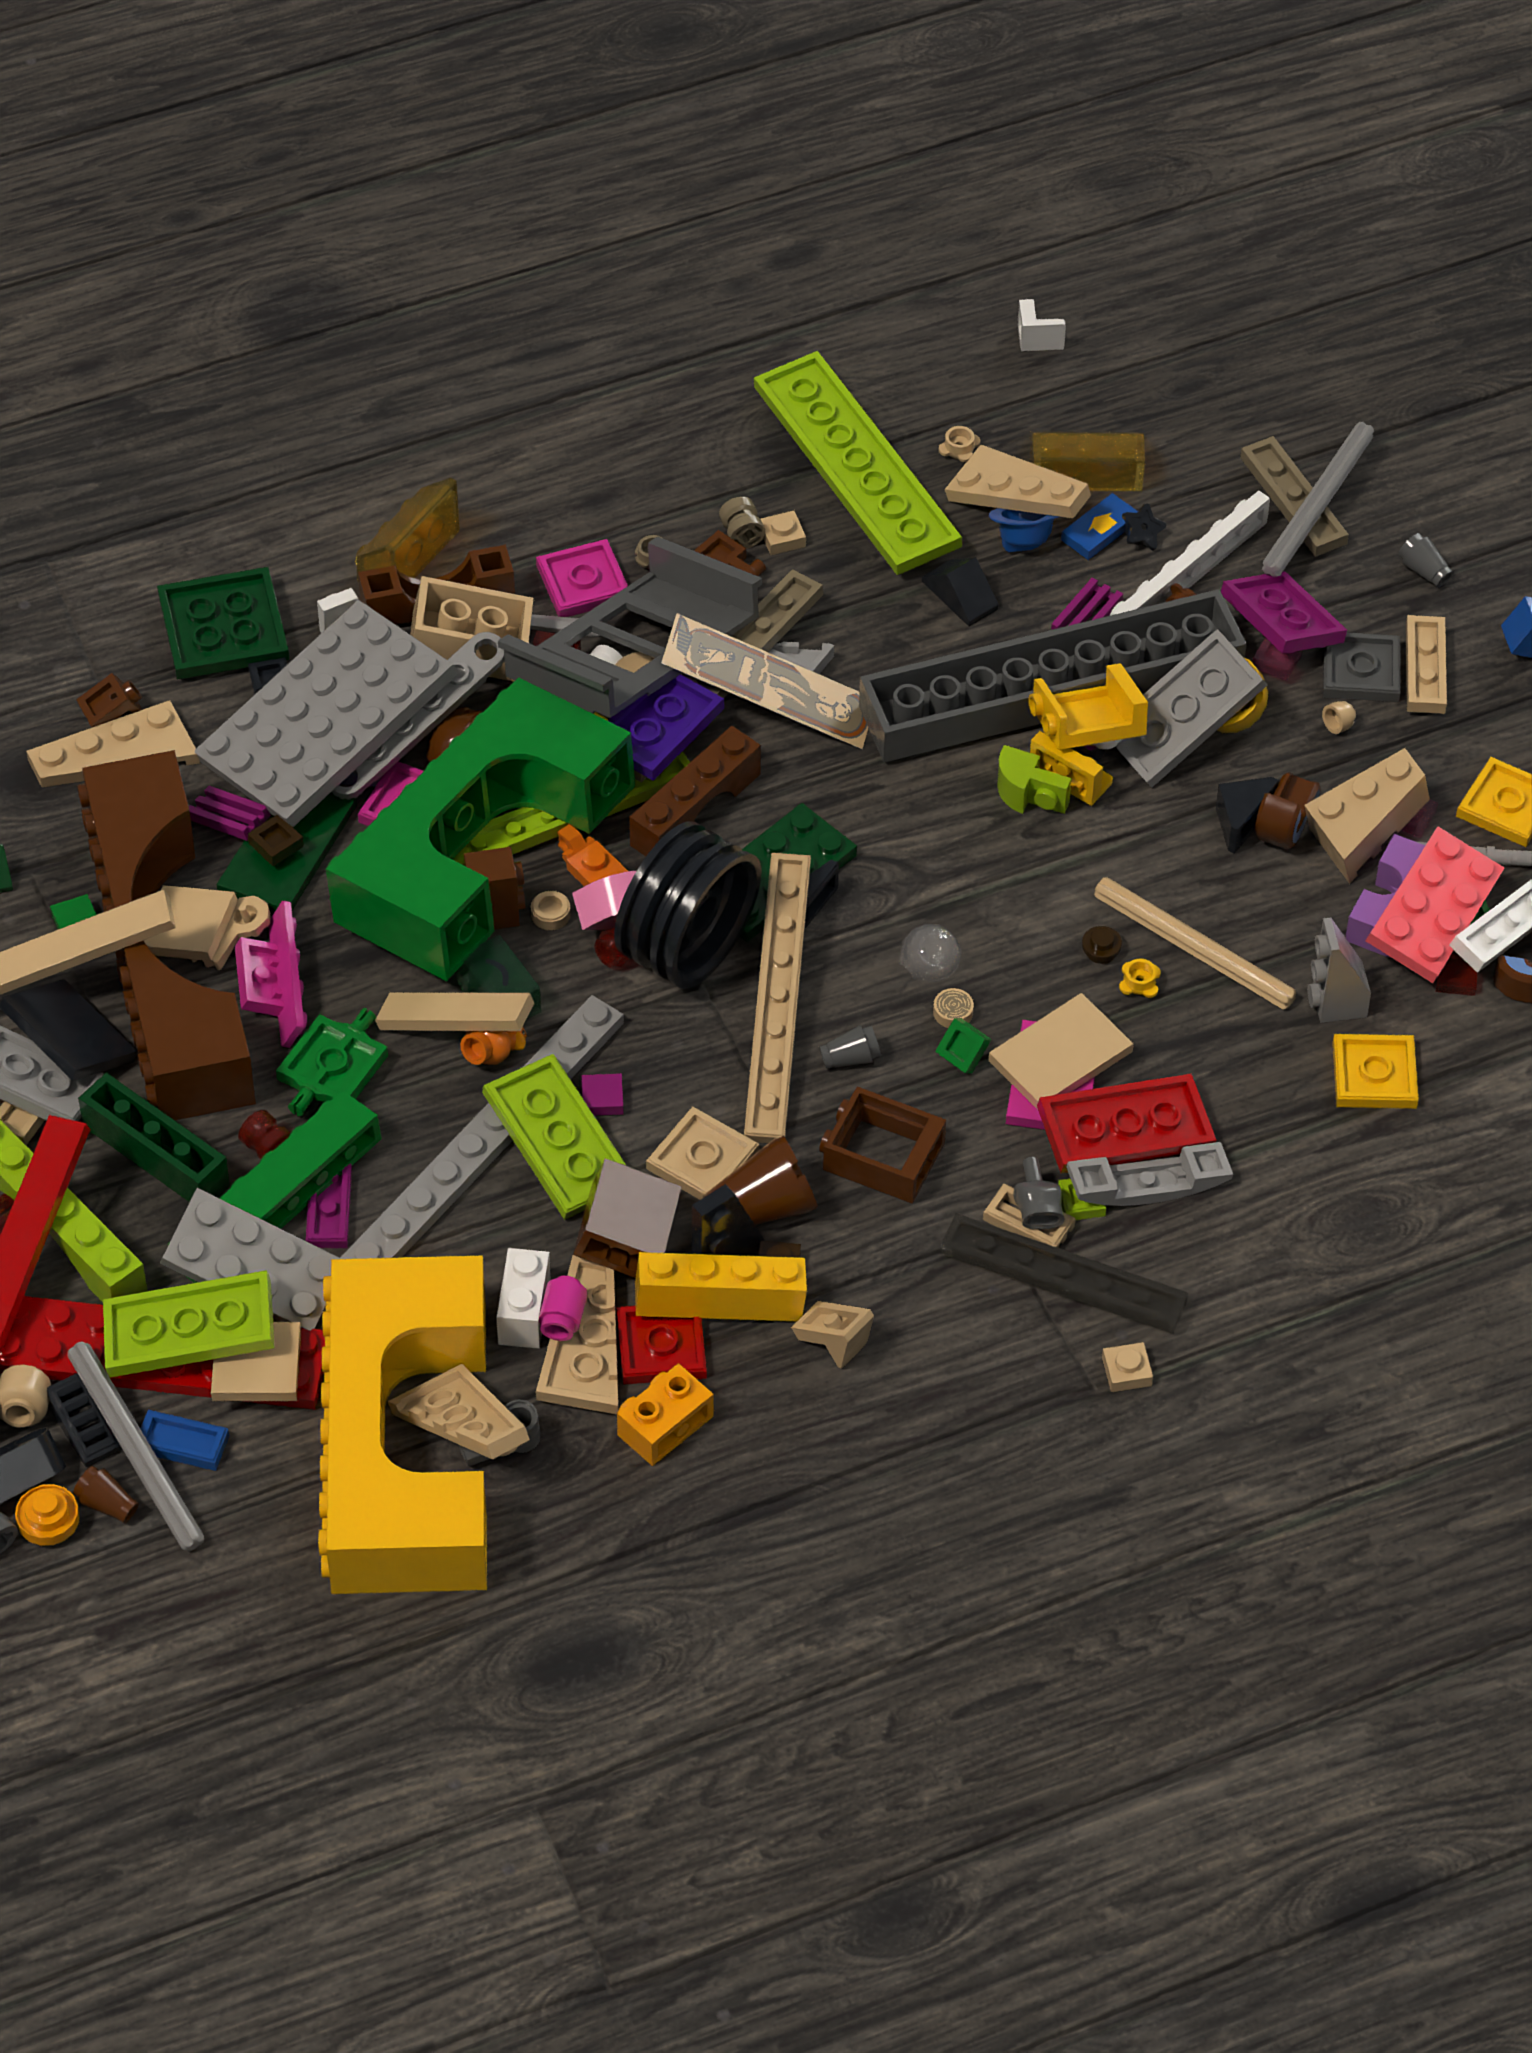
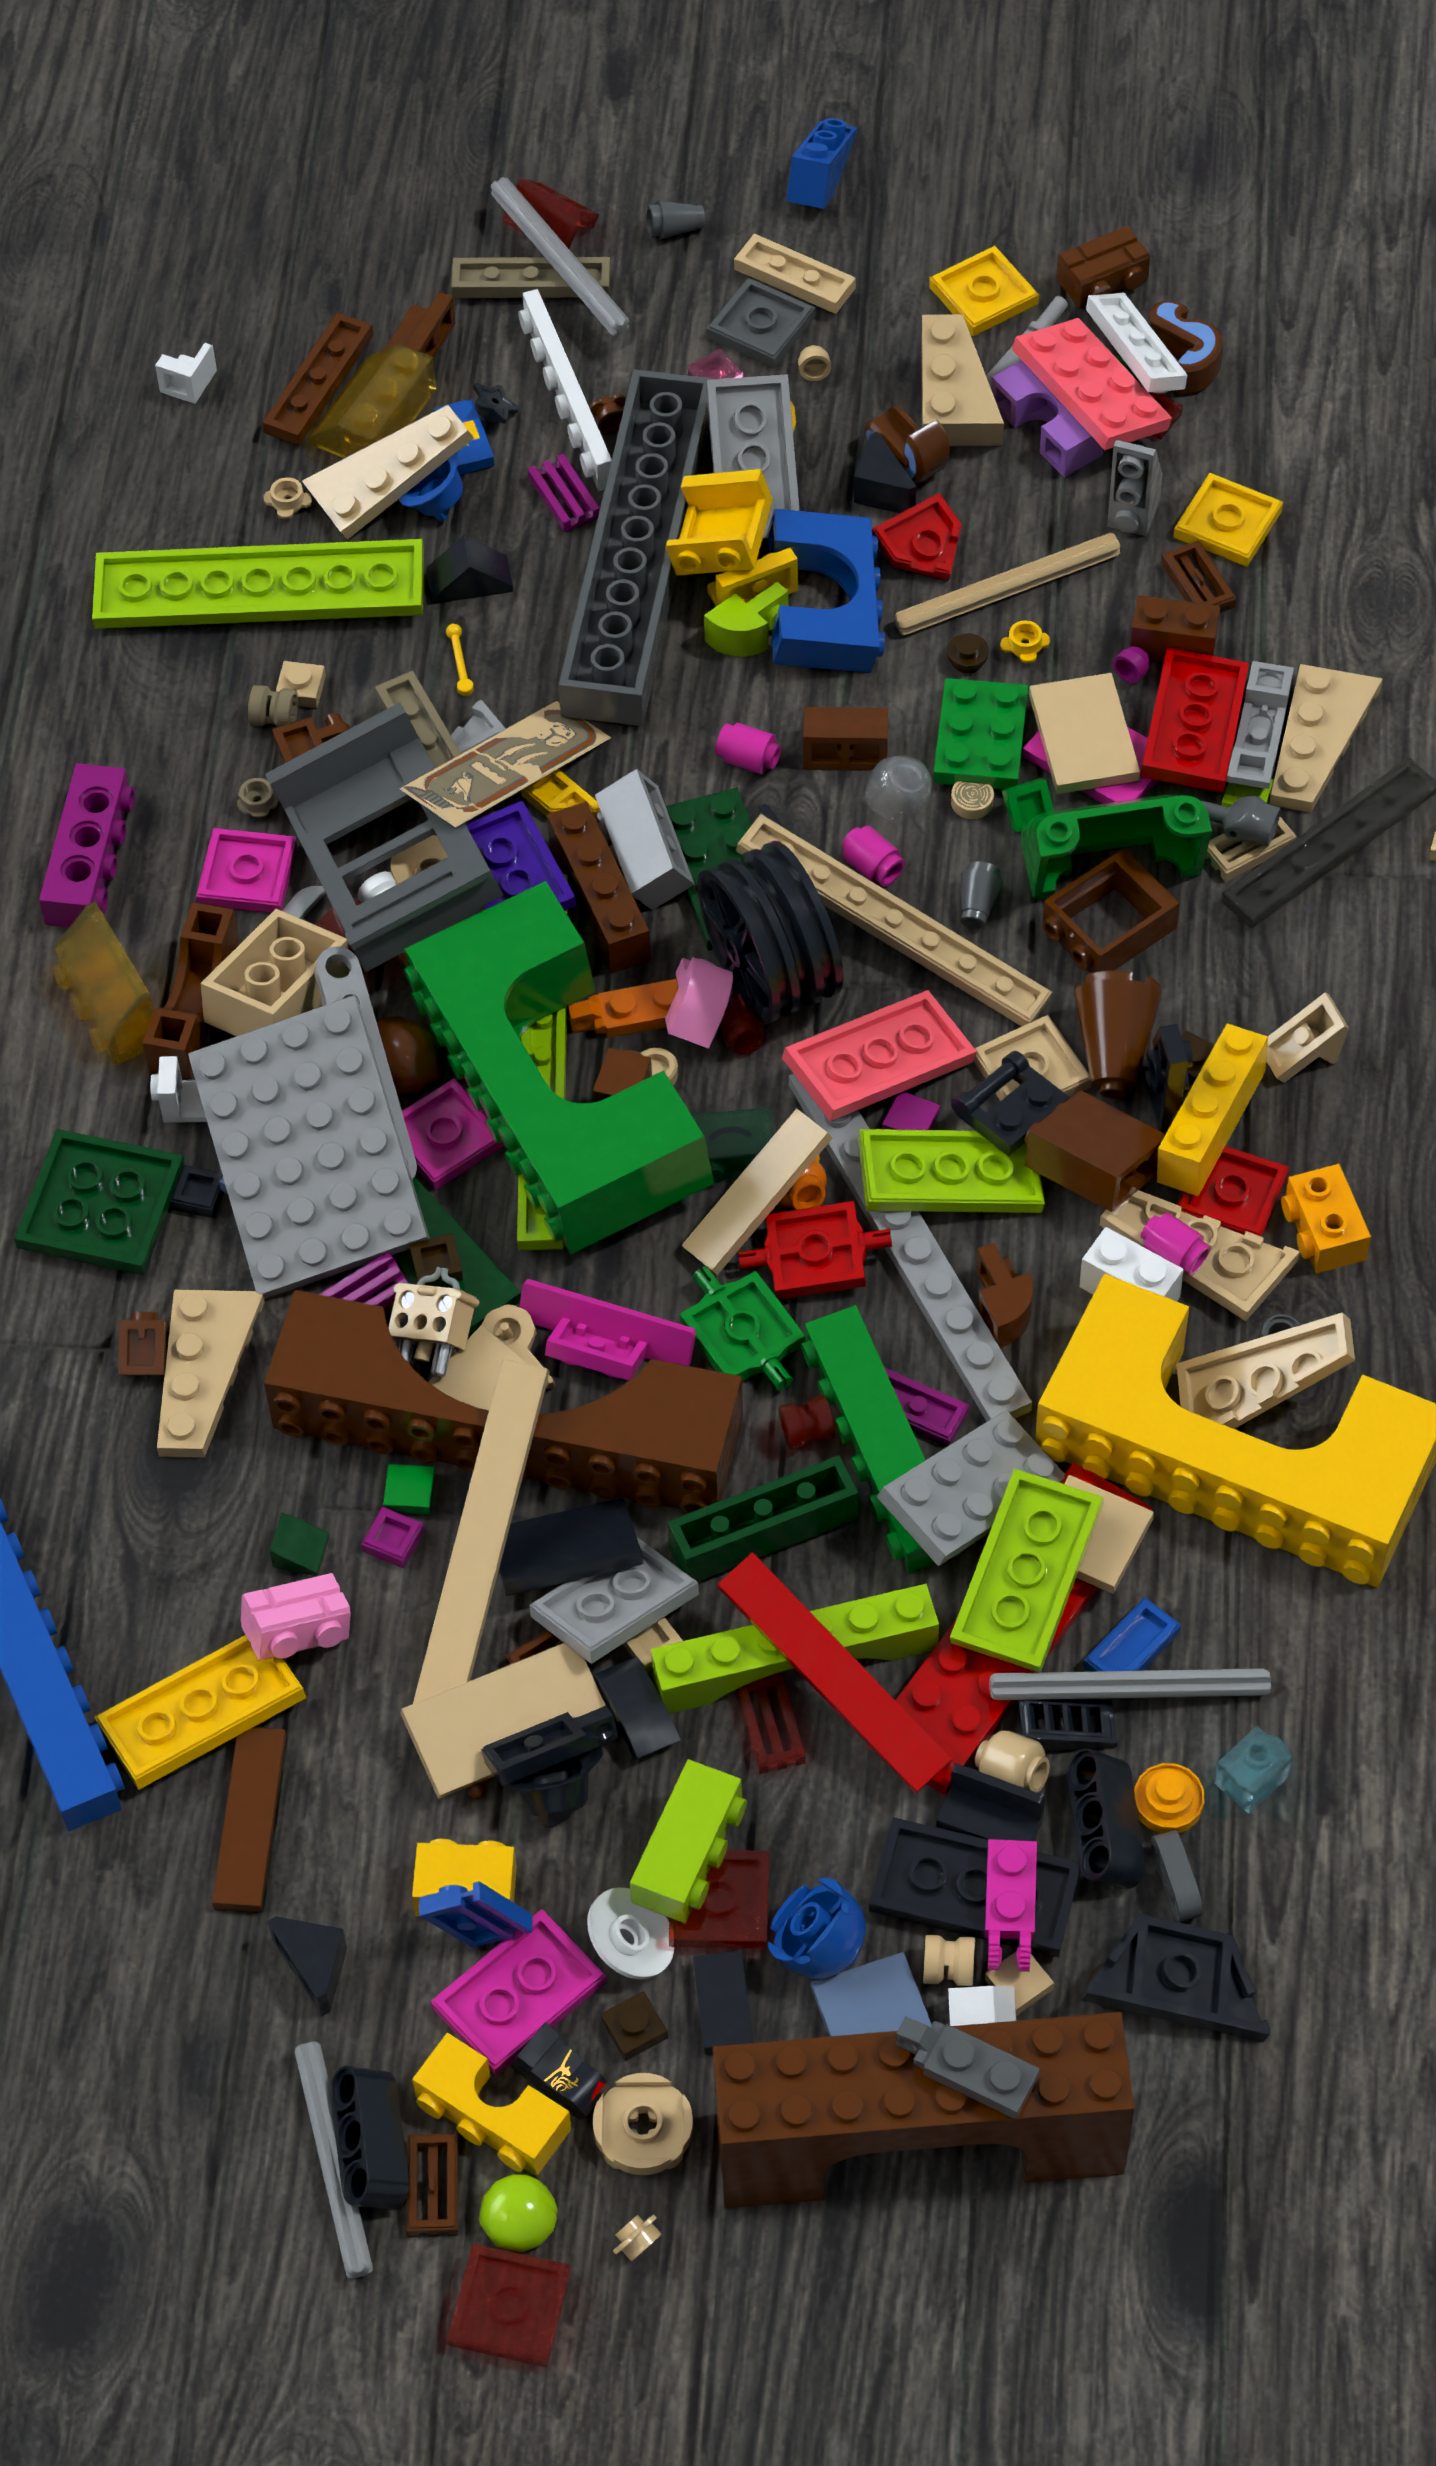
camera: 60 degrees left, 5 degrees up
(27, 924) = (393, 1537): none -> magenta tile
(102, 1561) = (1253, 1769): none -> clear light blue brick
(104, 1494) = (1170, 1737): reddish brown cone -> none
(217, 858) = (431, 1319): none -> tan piece
(431, 1078) = (815, 1250): none -> red plate
(454, 1227) = (1006, 1298): none -> reddish brown brick
(537, 470) = (86, 843): none -> magenta brick
(639, 1041) = (879, 1055): none -> coral plate
(642, 1153) = (1014, 1115): none -> black plate
(760, 800) = (643, 839): none -> light grey brick
(778, 740) = (556, 793): none -> yellow tile
(843, 961) = (872, 856): none -> dark pink brick
(850, 634) = (464, 685): none -> yellow hinge
(899, 834) = (747, 748): none -> dark pink brick
(952, 893) = (844, 737): none -> reddish brown hinge
(982, 1125) = (1172, 824): none -> green windscreen
(1019, 985) = (980, 733): none -> green plate
(1061, 854) = (845, 552): none -> blue arch
(1091, 409) = (318, 379): none -> reddish brown plate
(1165, 1061) = (1131, 664): none -> magenta hinge
(1183, 456) = (426, 328): none -> reddish brown panel
(1197, 862) = (921, 538): none -> red plate
(1201, 1218) = (1318, 731): none -> tan wing
(1214, 1070) = (1173, 624): none -> reddish brown brick
(1276, 1096) = (1169, 562): none -> reddish brown tile
(1283, 612) = (677, 342): magenta plate -> none
(1375, 479) = (556, 209): none -> clear red panel

